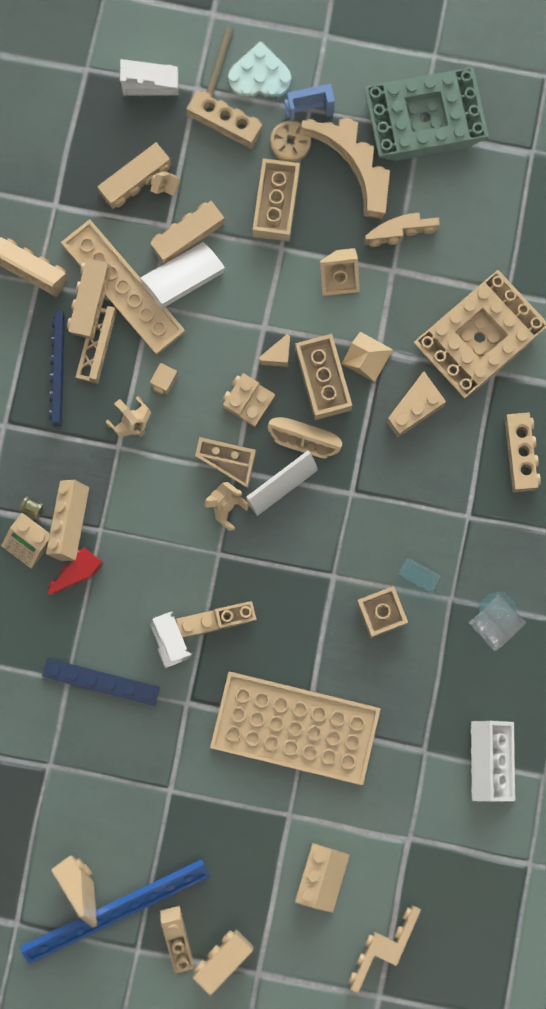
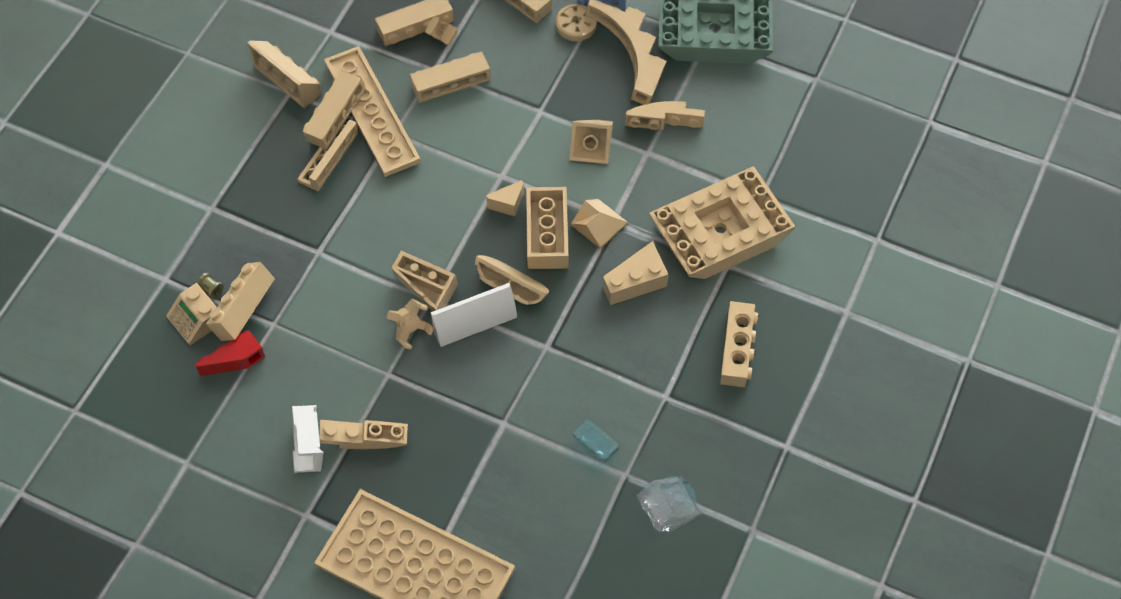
camera: 15 degrees right, 20 degrees down
(56, 376) = (280, 171): dark blue plate -> none
(101, 682) = (221, 471): dark blue plate -> none
(132, 421) = (338, 225): tan piece -> none
(163, 379) = (384, 197): tan brick -> none
(182, 275) = (434, 111): white slope -> none
(247, 399) = (464, 234): tan plate -> none
(276, 200) = (546, 65): tan brick -> none
(382, 612) = (544, 465): tan brick -> none

